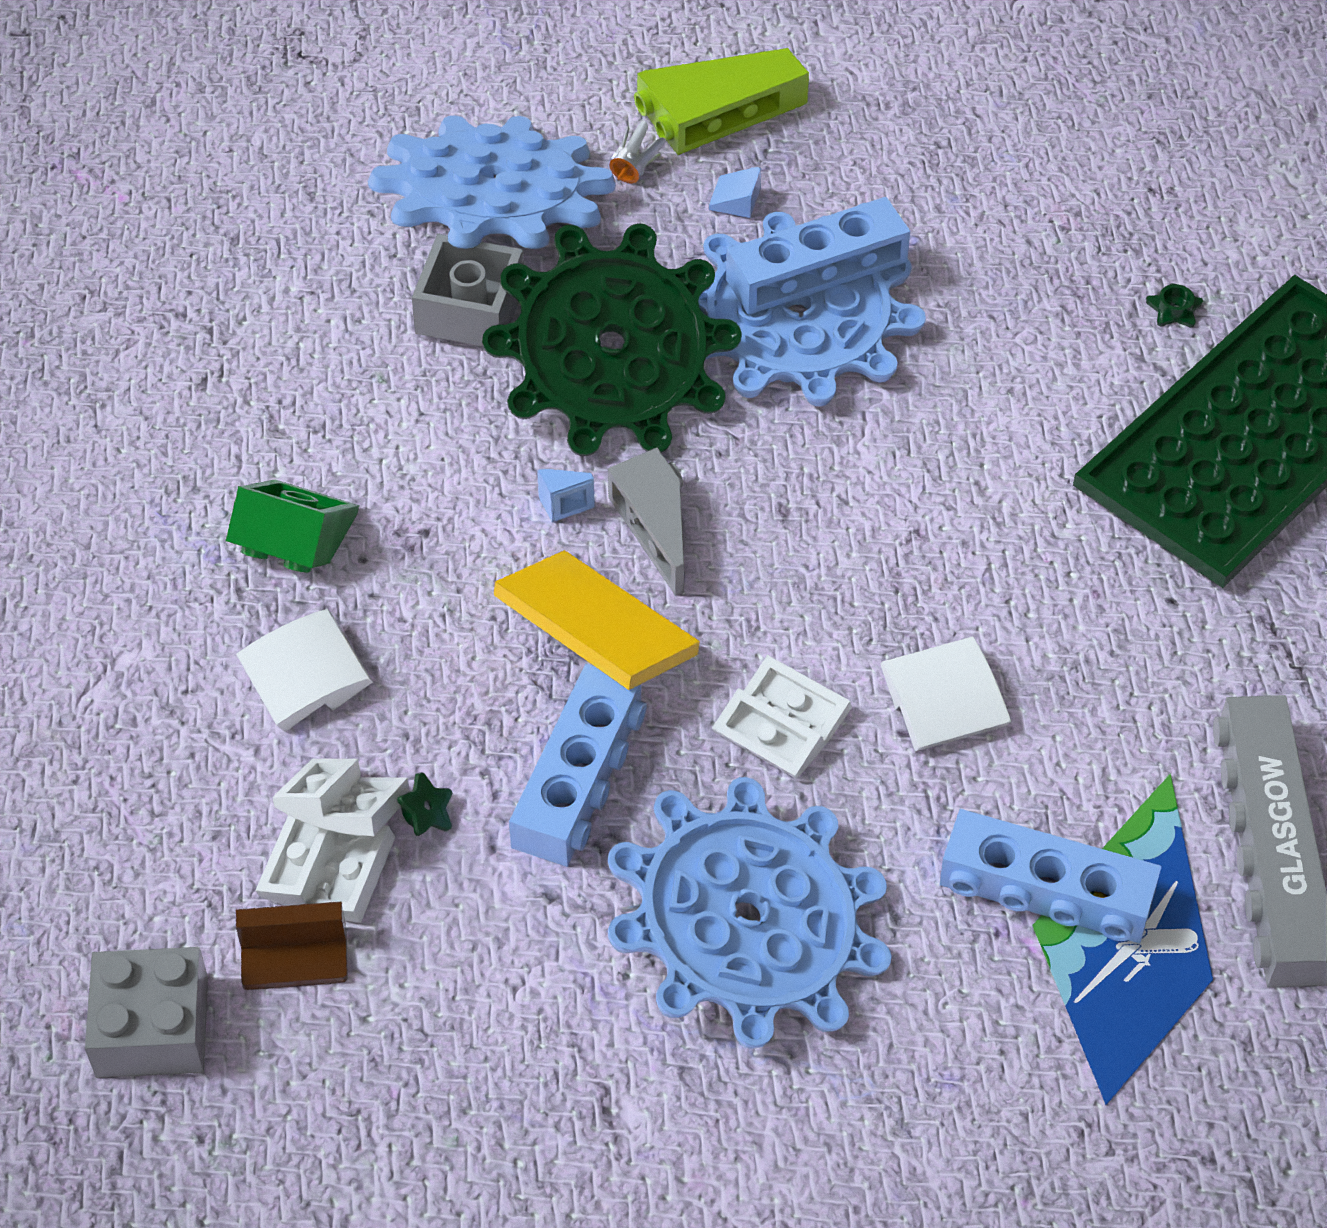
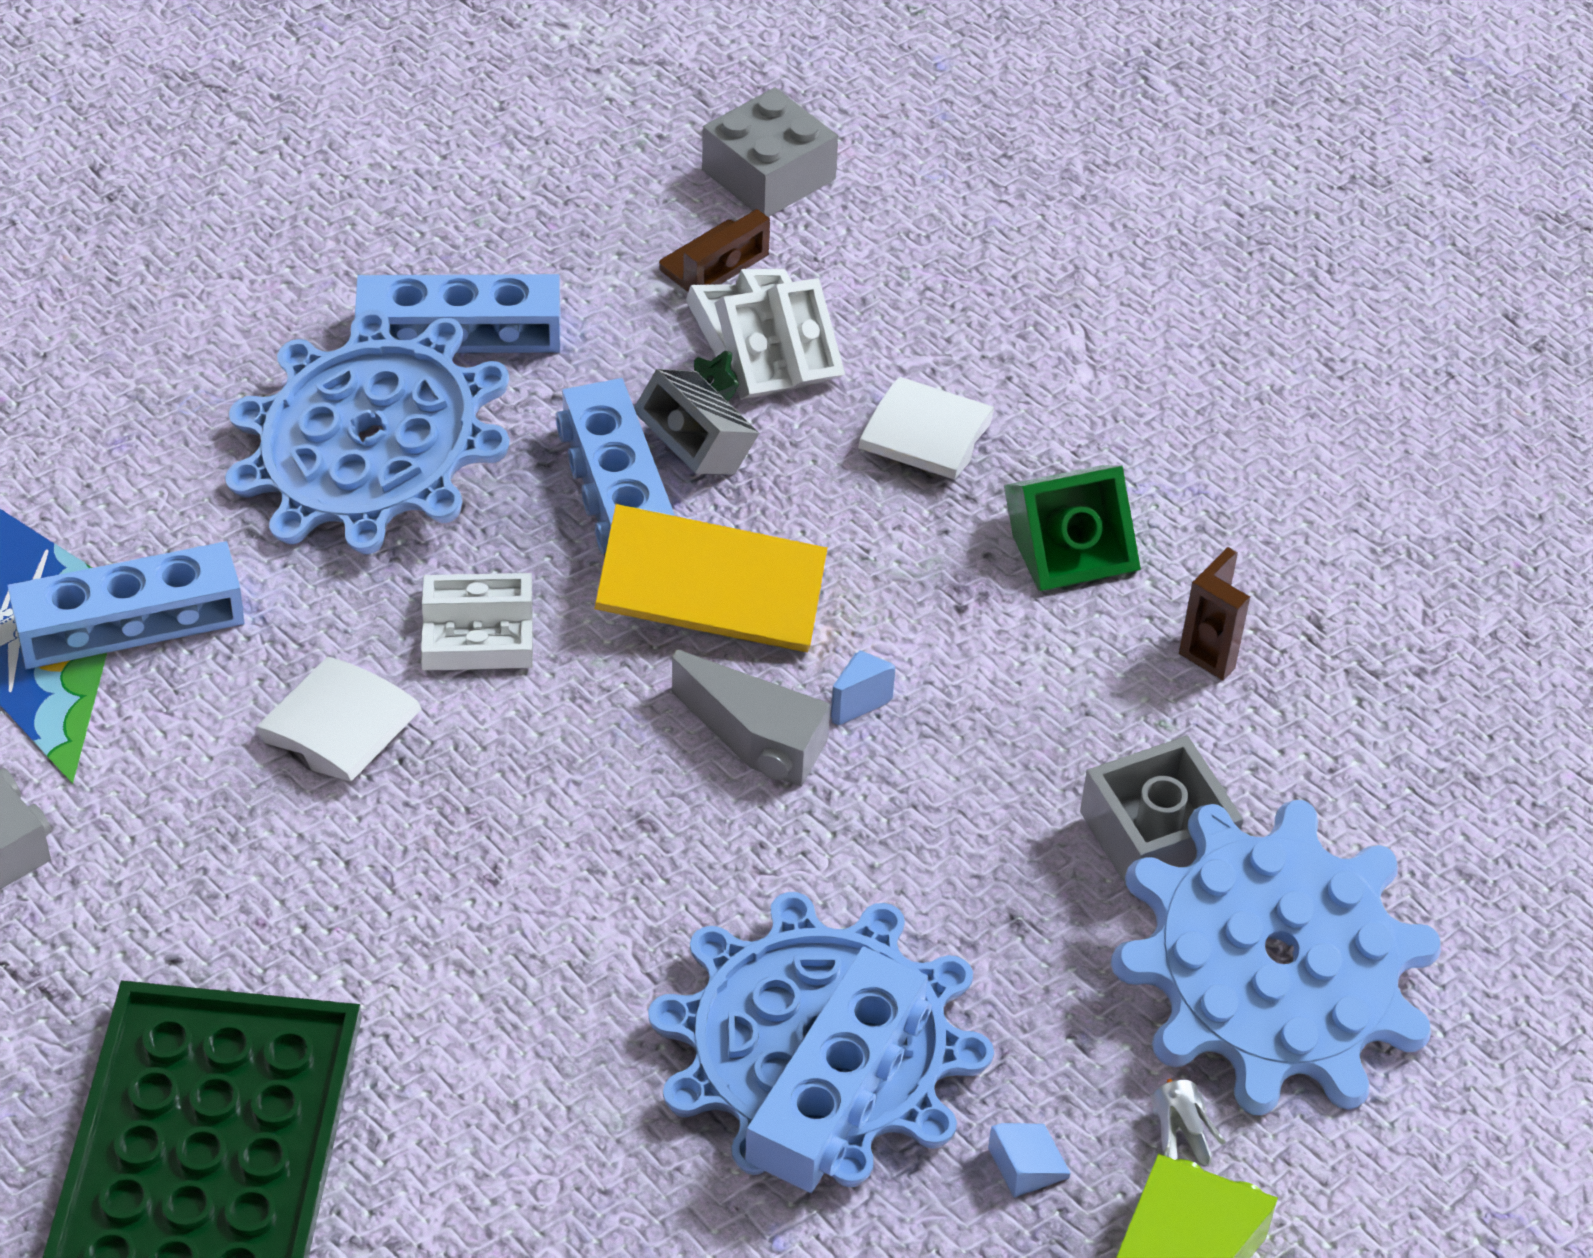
camera: 140 degrees right, 5 degrees down
(285, 381) = (1215, 618): none -> reddish brown panel
(483, 757) = (695, 422): none -> light grey brick
(517, 956) = (494, 310): none -> light blue brick
(621, 294) = (900, 827): dark green plate -> none

